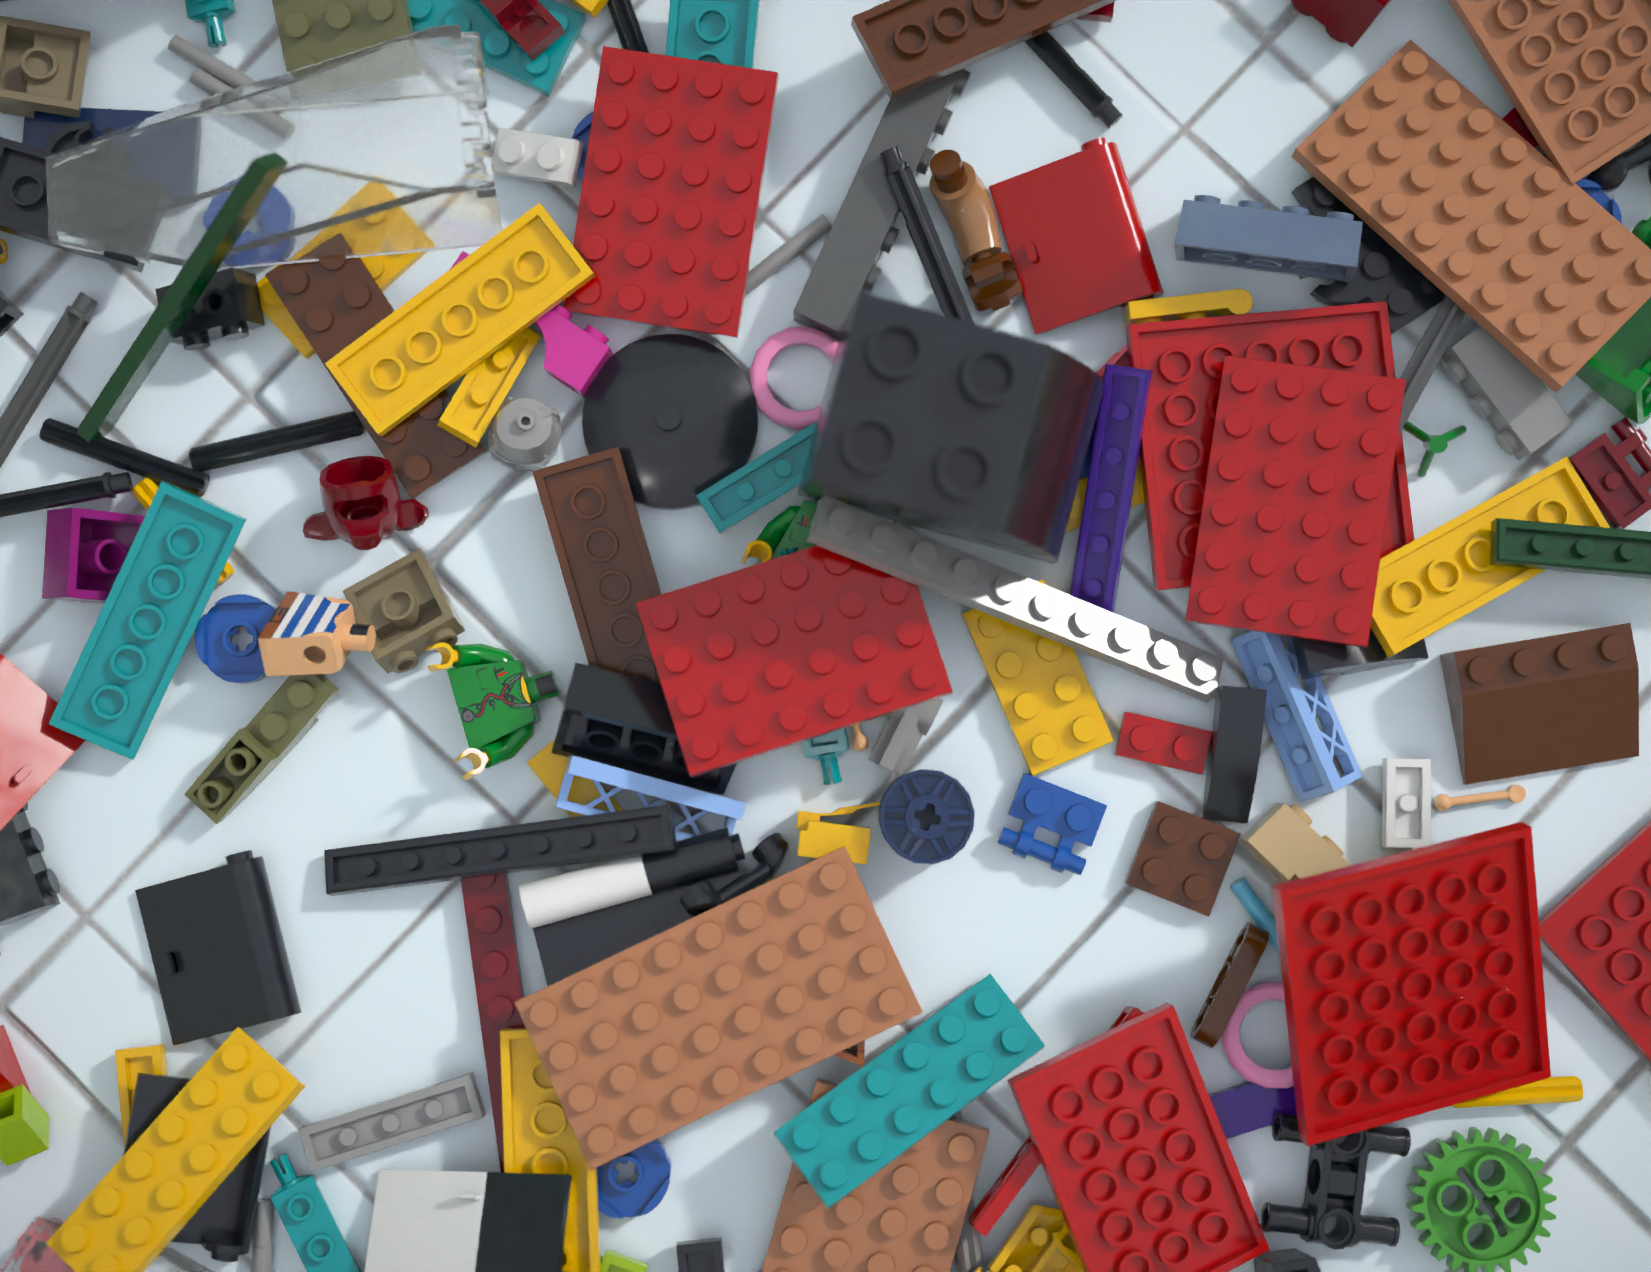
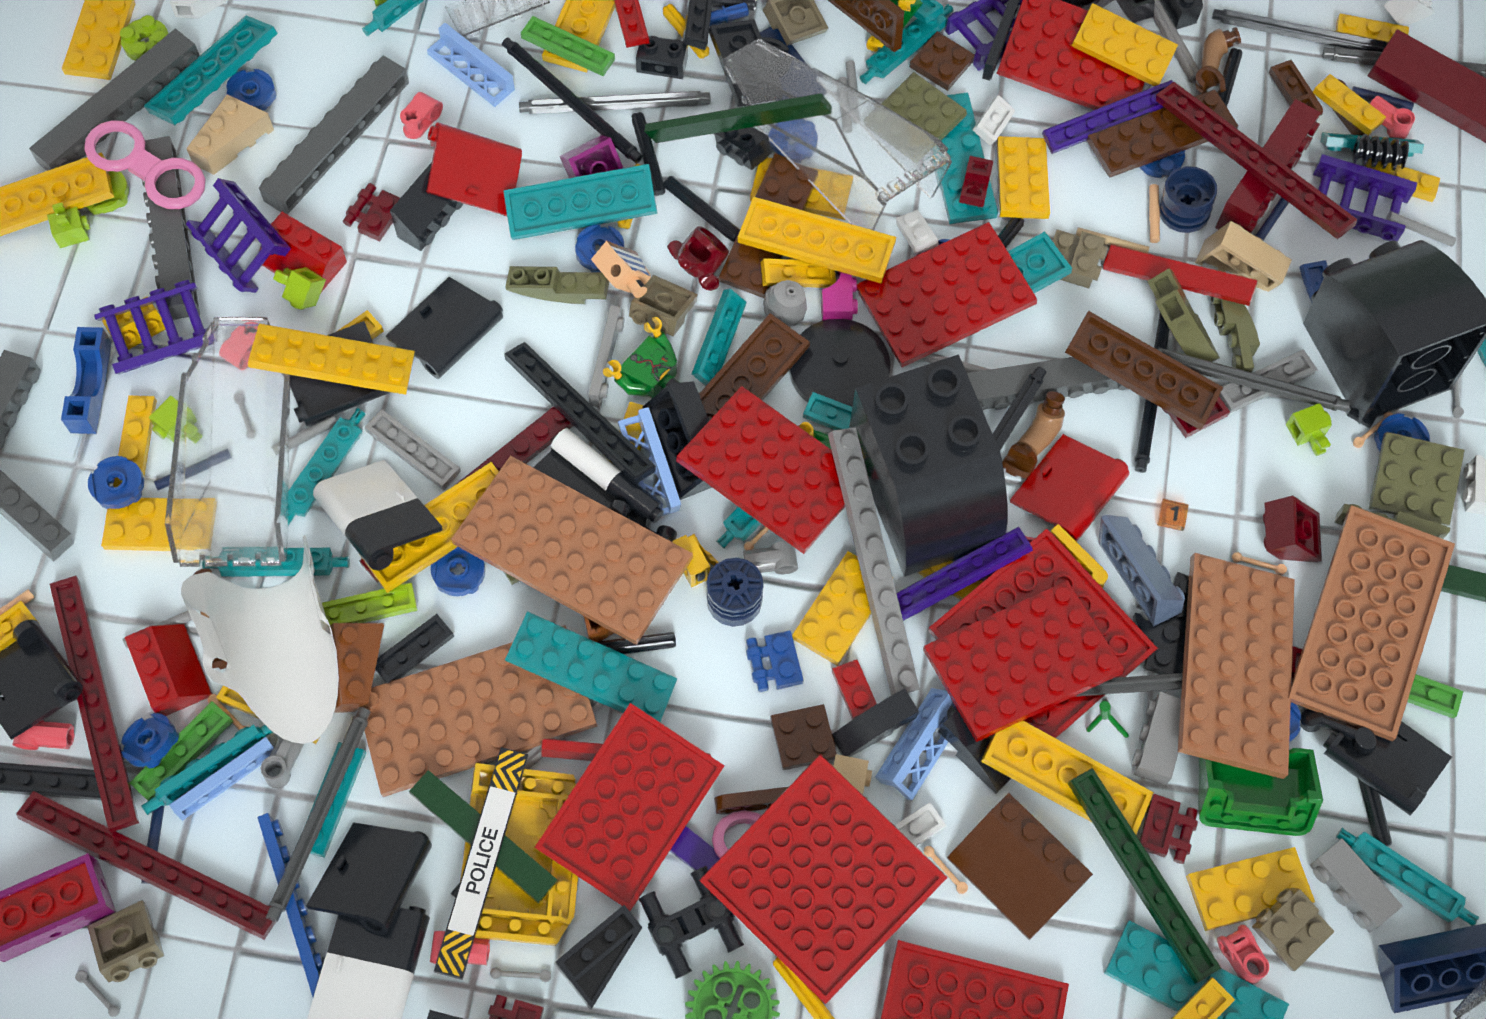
camera: 55 degrees right, 20 degrees down
(388, 705) = (598, 386): none -> light grey plate
(511, 565) = (719, 336): none -> teal plate
(915, 968) = (646, 643): none -> black axle
(1208, 128) = (1172, 514): none -> clear orange tile
(1378, 46) = (1279, 569): none -> light nougat hinge

